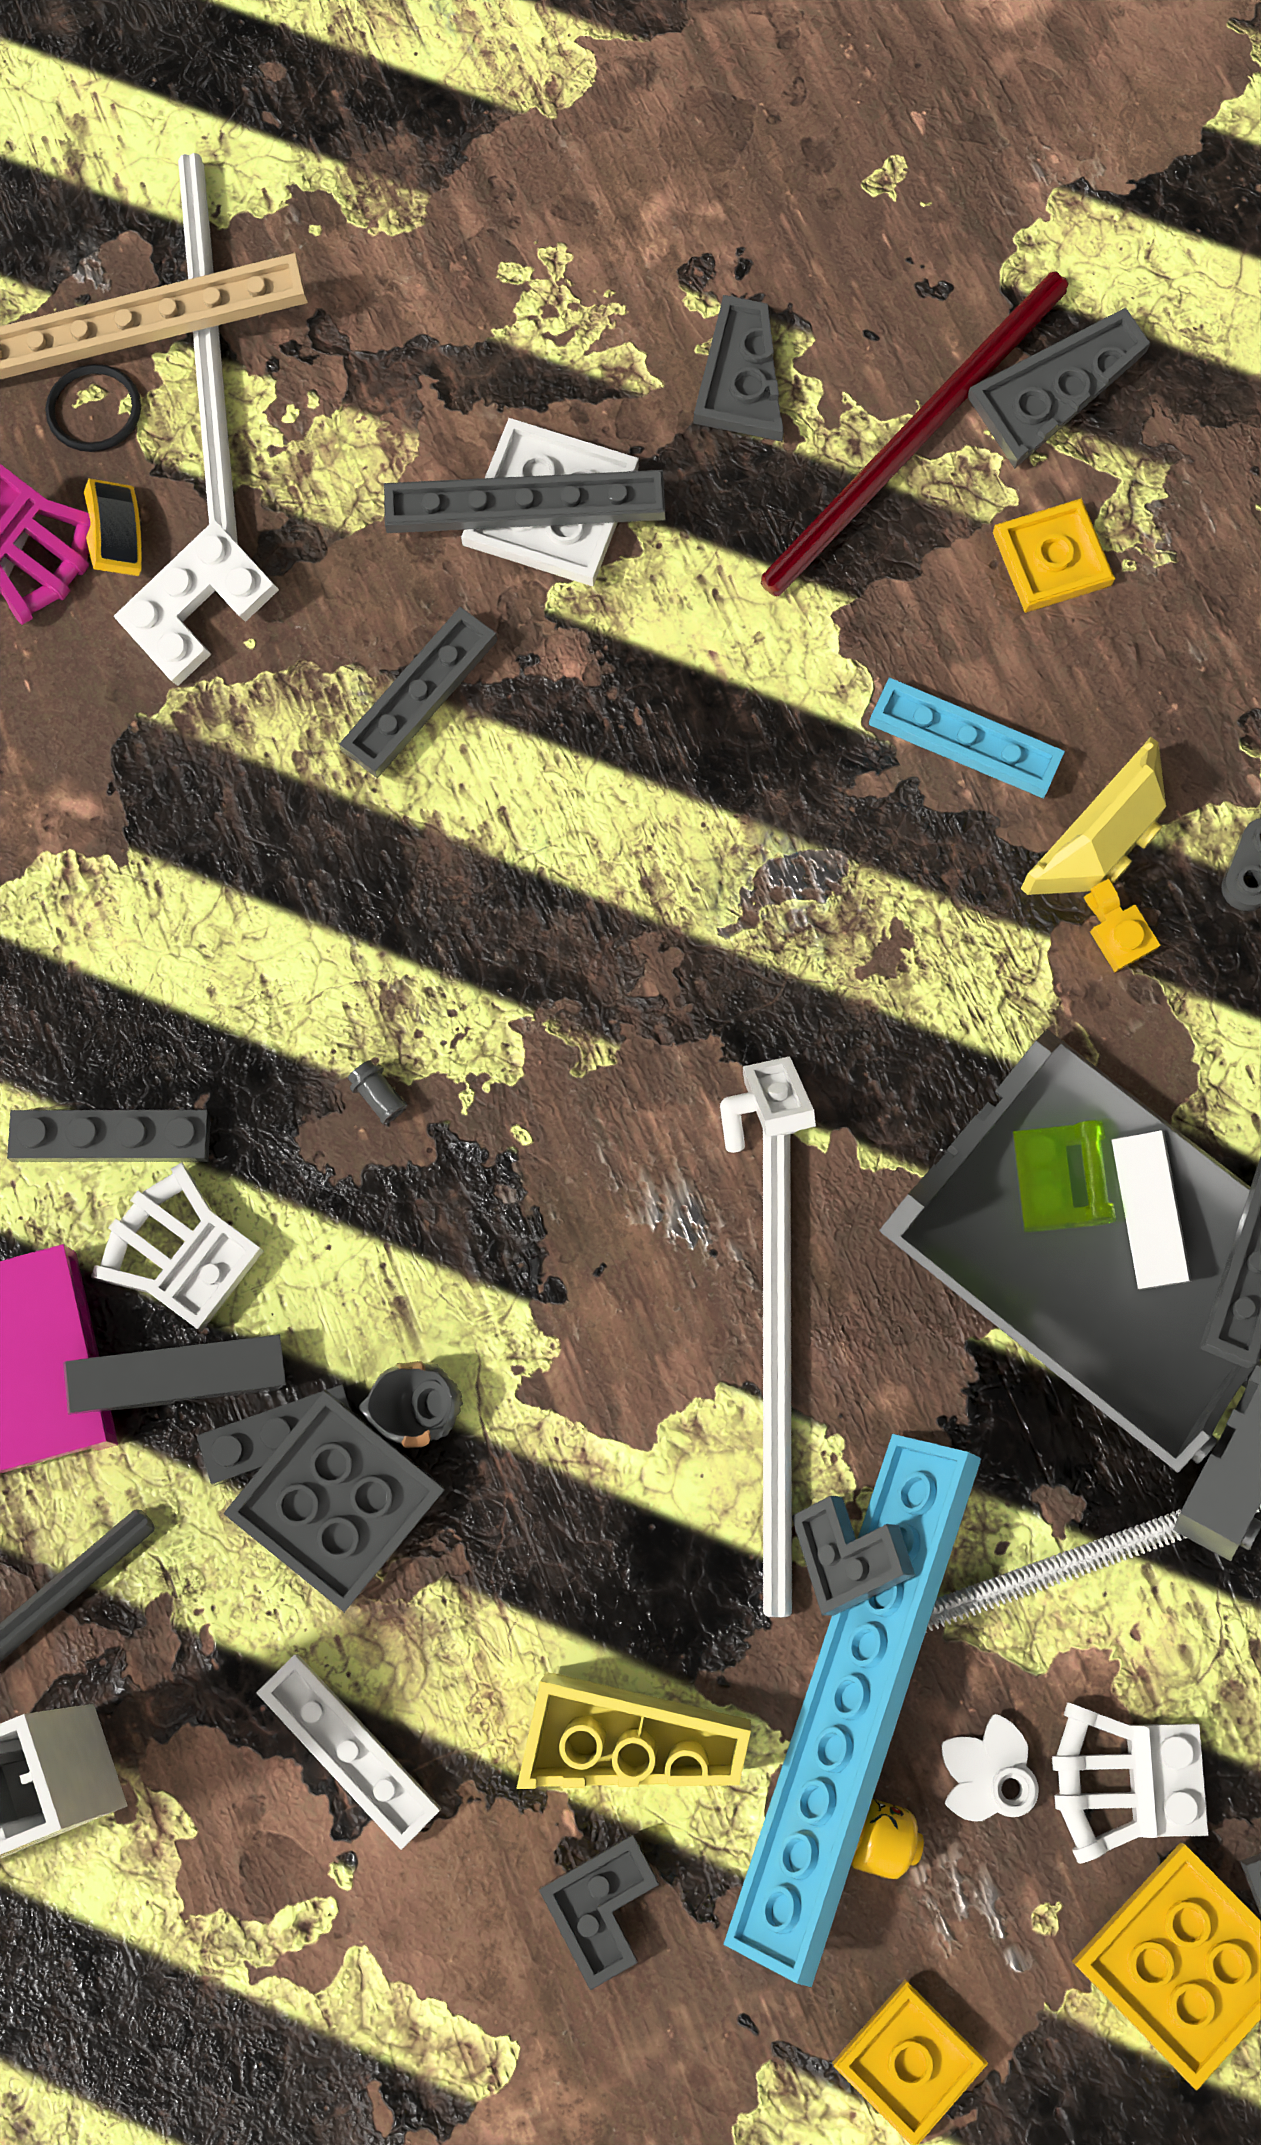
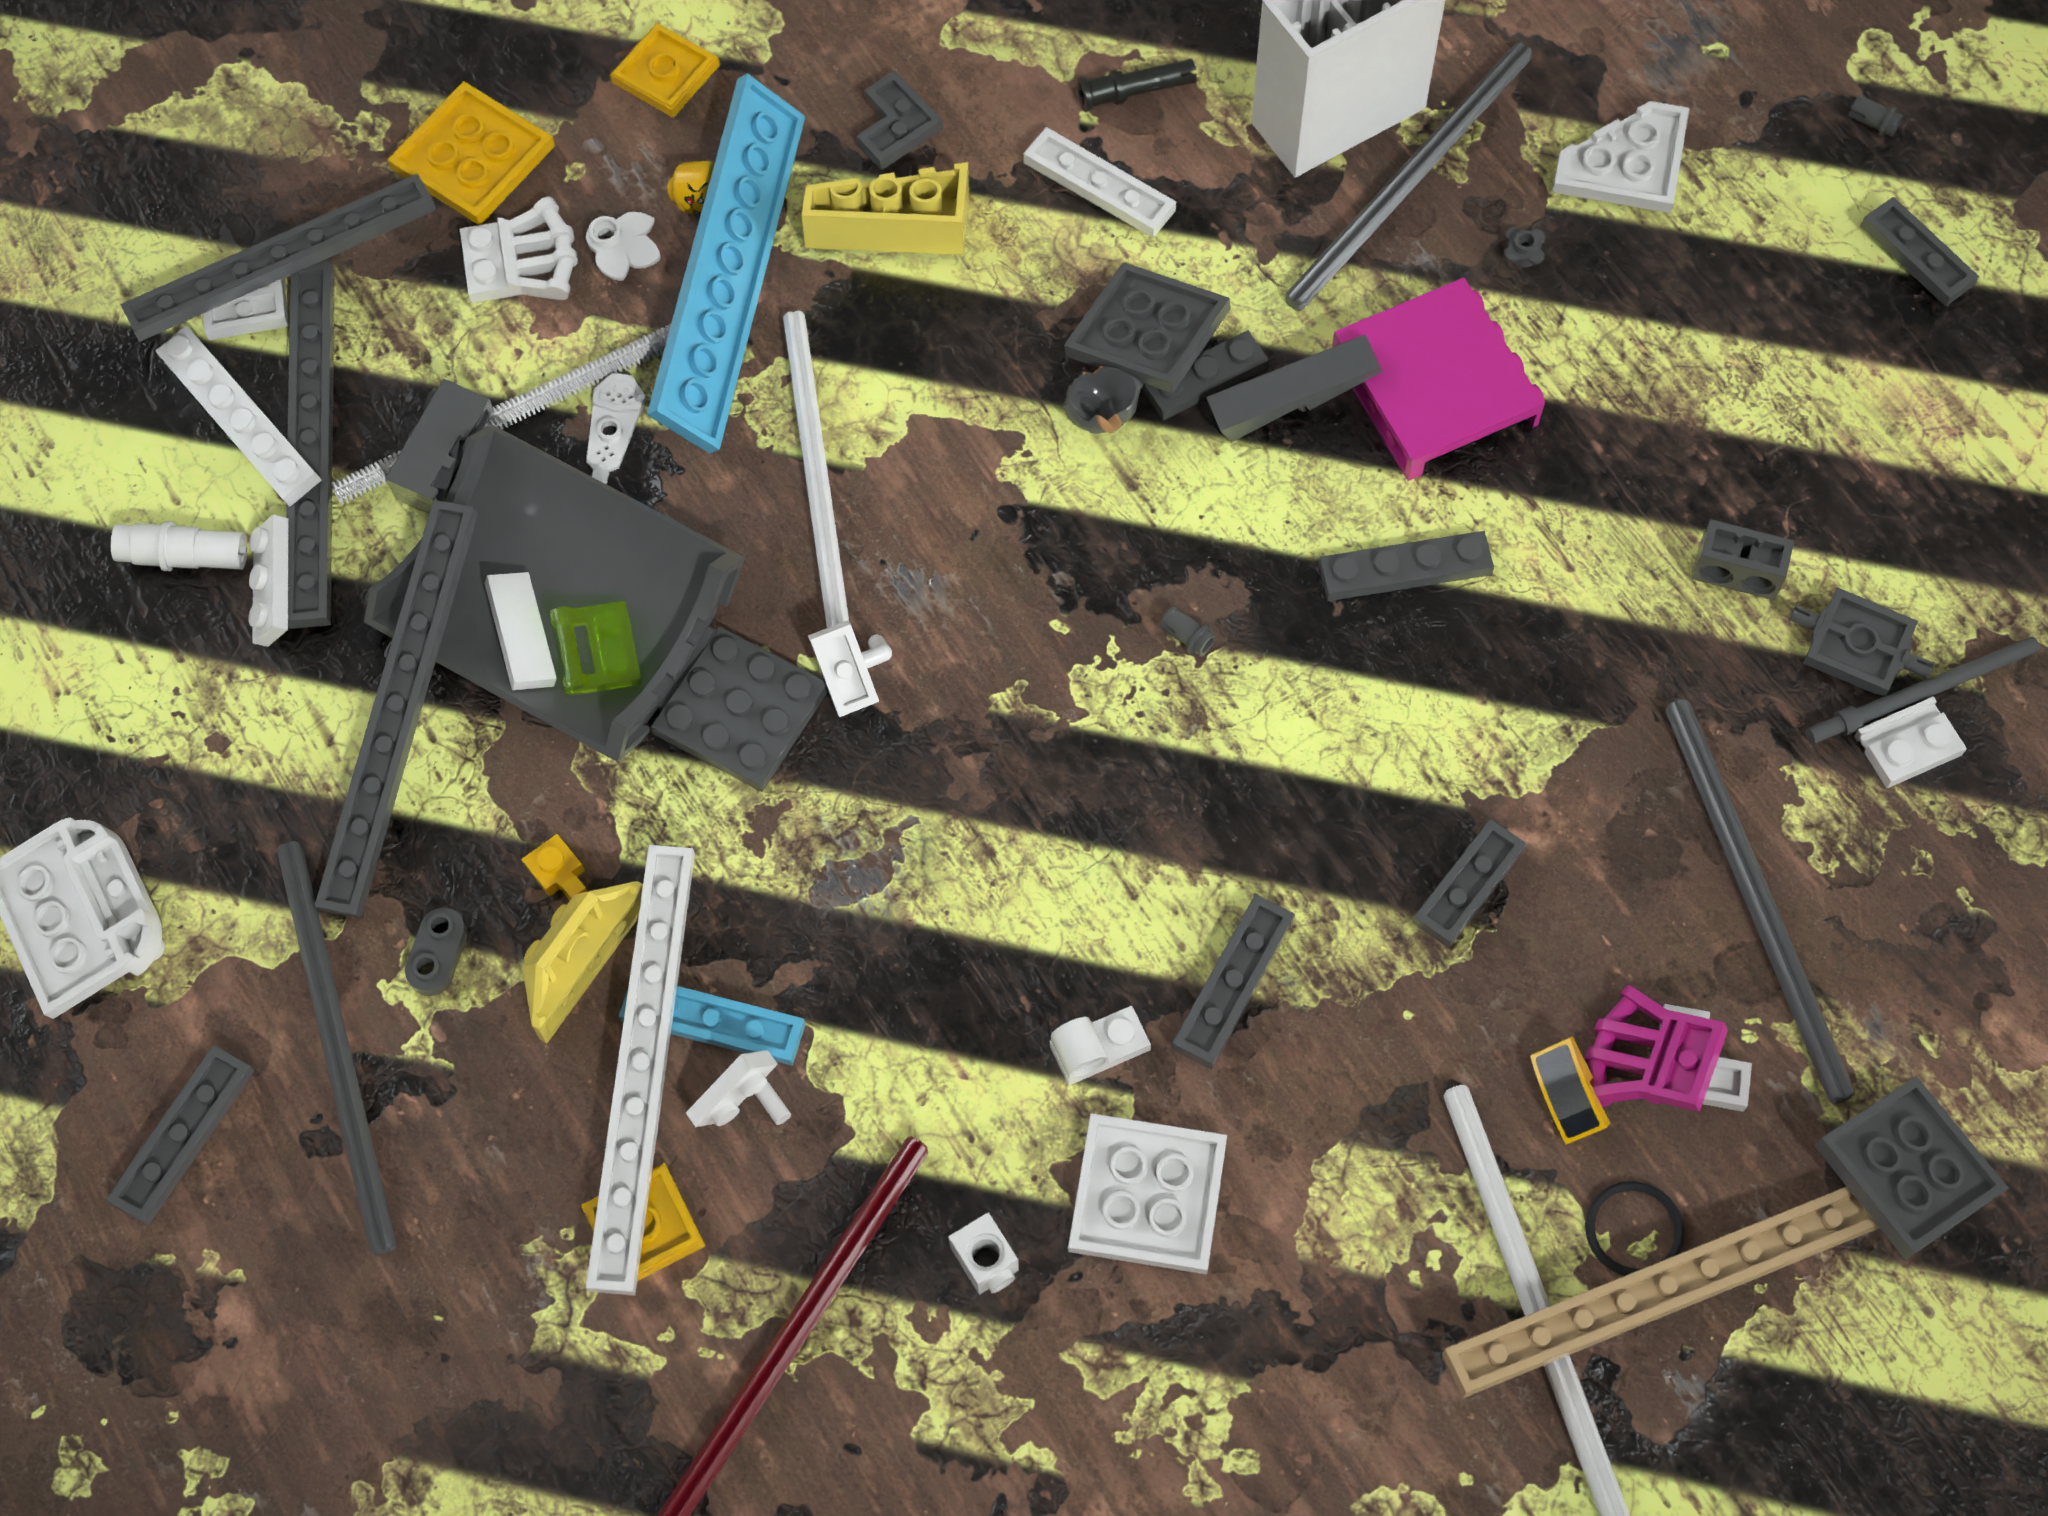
camera: 170 degrees right, 10 degrees down
(148, 753) = (1469, 883): none -> dark grey plate
(200, 569) = (1499, 1022): white plate -> none
(201, 1270) = (1294, 480): white plate -> none
(288, 1908) = (1119, 86): none -> pearl dark grey pin
(524, 501) = (1171, 1175): dark grey tile -> none
(578, 652) = (1093, 1047): none -> white plate
(722, 484) = (977, 1236): none -> white brick
(739, 375) = (981, 1368): dark grey wing -> none
(844, 1567) = (749, 340): dark grey plate -> none
(901, 1089) = (740, 708): none -> dark grey plate
(946, 646) = (739, 1081): none -> white plate
(1016, 1513) = (616, 414): none -> white piece
(1043, 692) = (640, 1072): none -> white plate
(1049, 388) = (654, 1408): dark grey wing -> none

